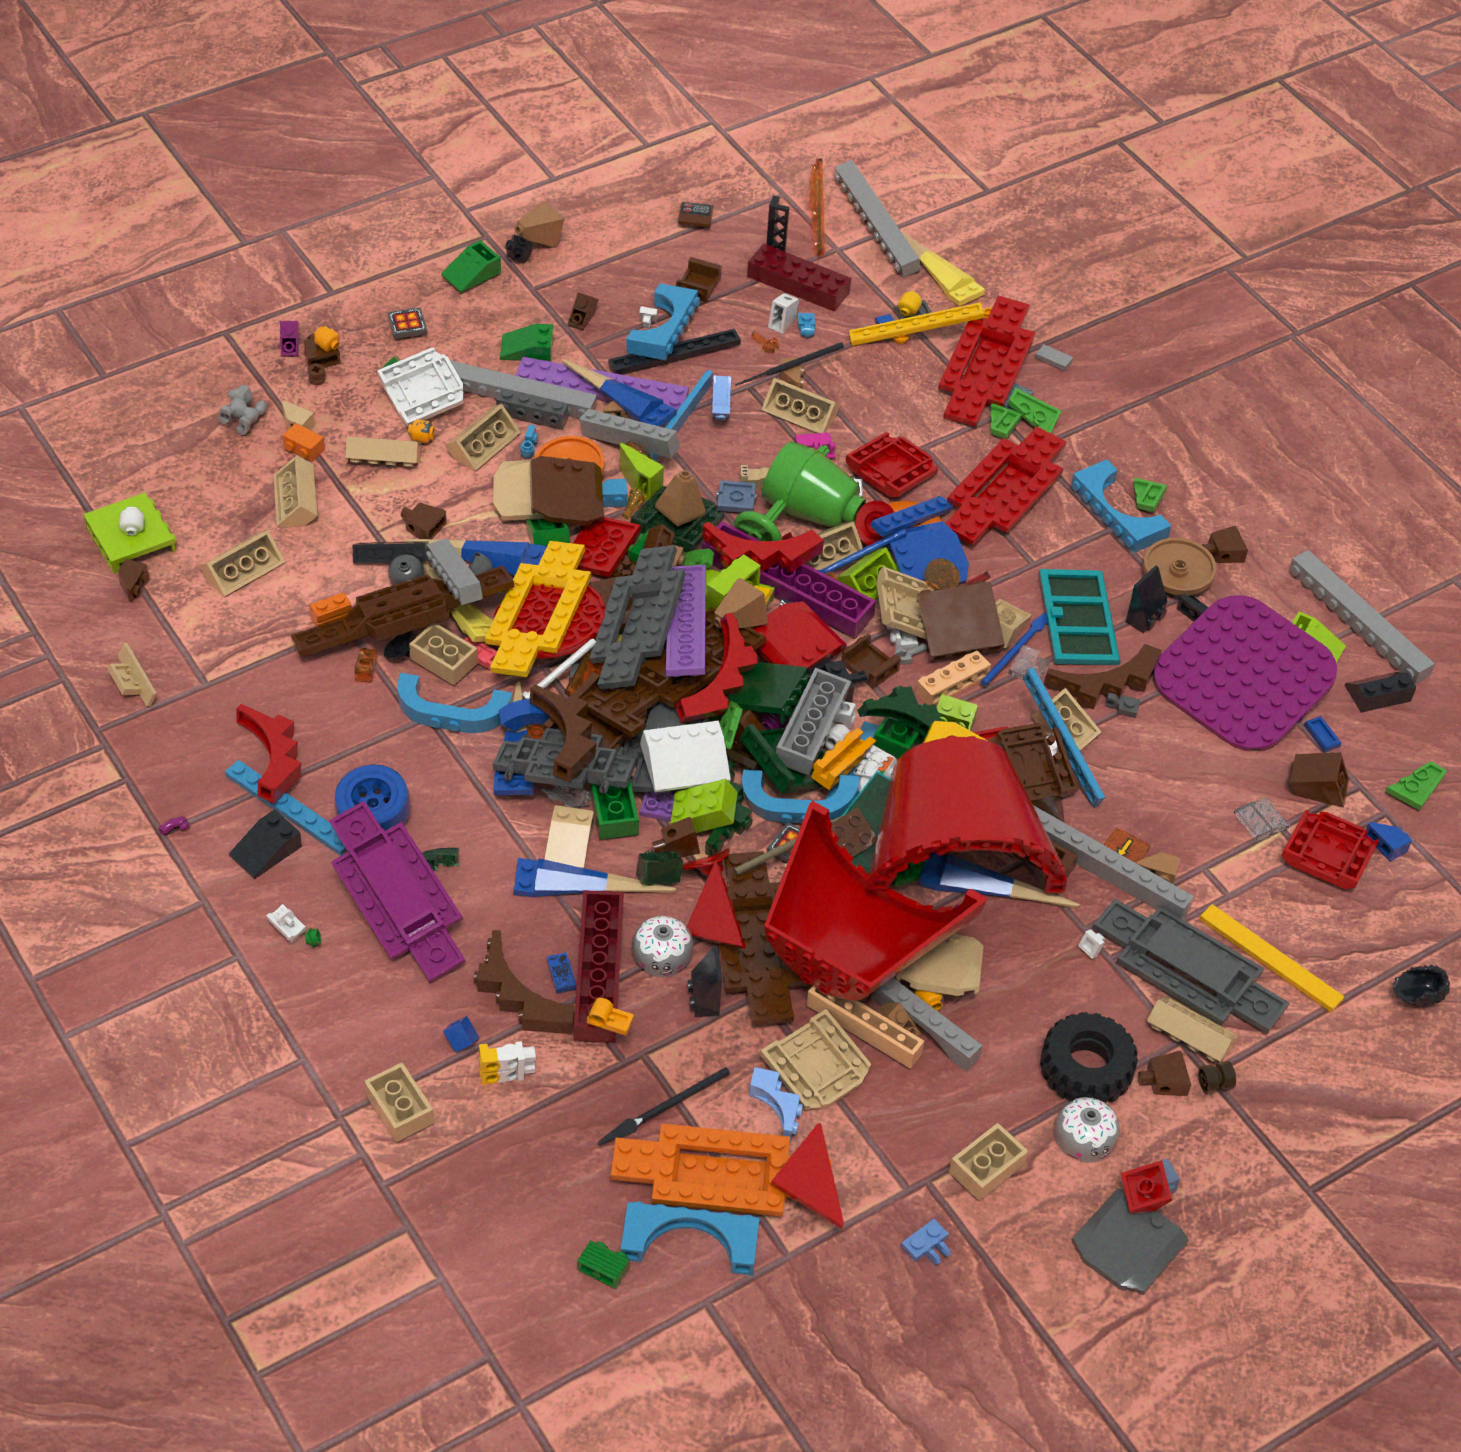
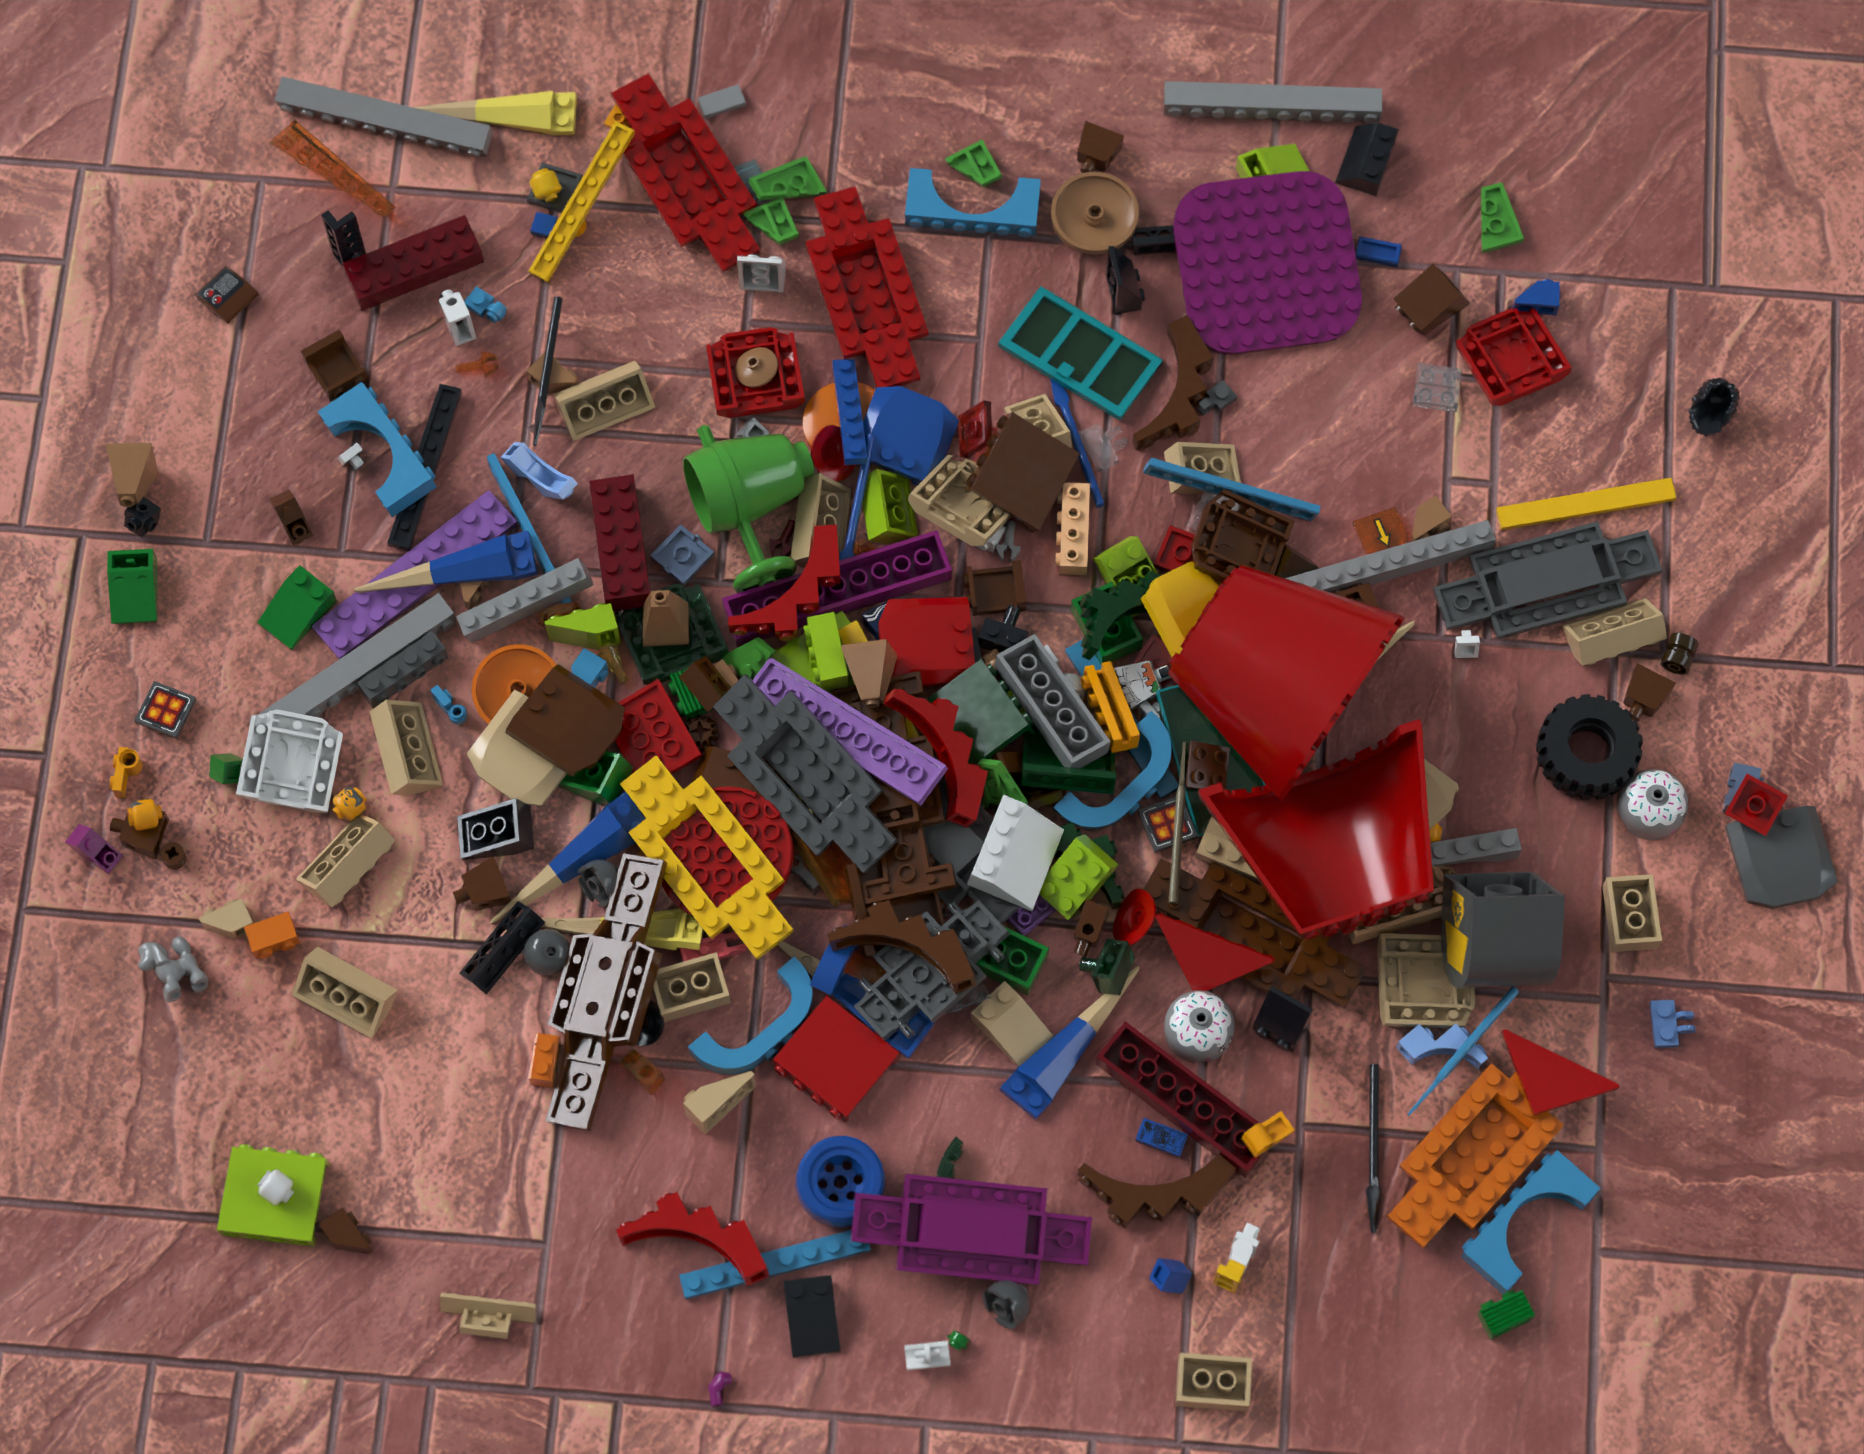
camera: 50 degrees left, 20 degrees up
(242, 563) = (406, 1106): tan slope -> none
(353, 324) = (119, 781): none -> light orange plate
(363, 946) = (1008, 1301): none -> dark grey cylinder
(377, 708) = (714, 1101): none -> tan slope
(454, 571) = (602, 908): light grey brick -> none
(460, 755) = (835, 1059): none -> red panel
(468, 508) = (496, 830): none -> black slope
(563, 667) = (799, 892): white bar -> none
(717, 456) = (620, 542): none -> dark red brick
(753, 475) = (670, 517): tan leg -> none
(787, 1110) = (1469, 1043): none -> dark azure piece
(817, 440) = (668, 426): dark pink hinge -> none
(887, 1068) = (1501, 929): none -> dark grey brick
(896, 462) = (761, 372): none -> medium nougat dish
(941, 573) = (945, 442): clear orange tile -> none
(960, 426) = (761, 273): none -> white slope

